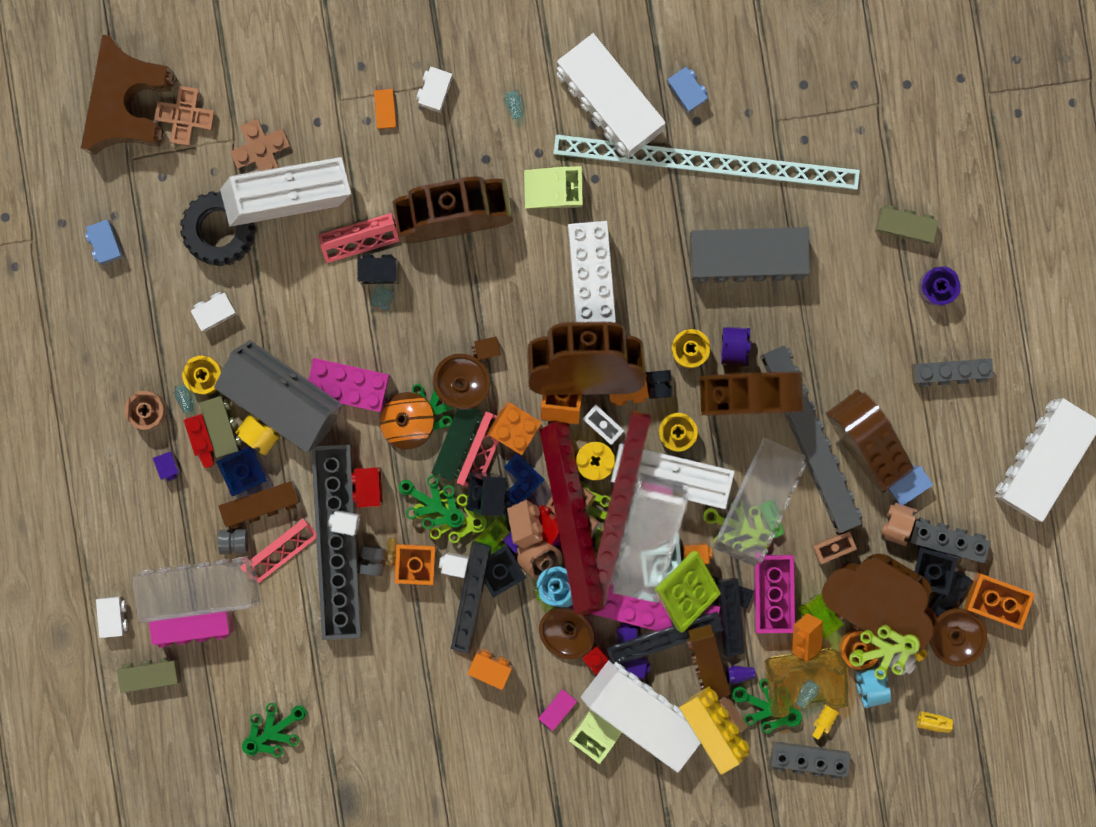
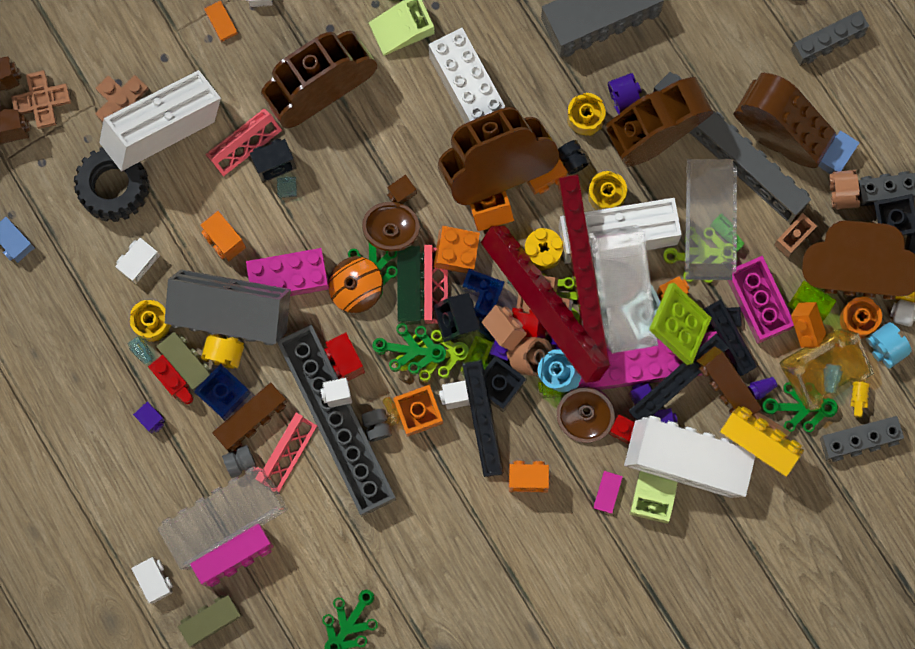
camera: 15 degrees left, 10 degrees down
(140, 419) = (99, 371): nougat brick -> none
(301, 324) = (223, 236): none -> orange brick
(603, 424) = (536, 213): white brick -> none
(886, 650) = (887, 299): lime plant -> none

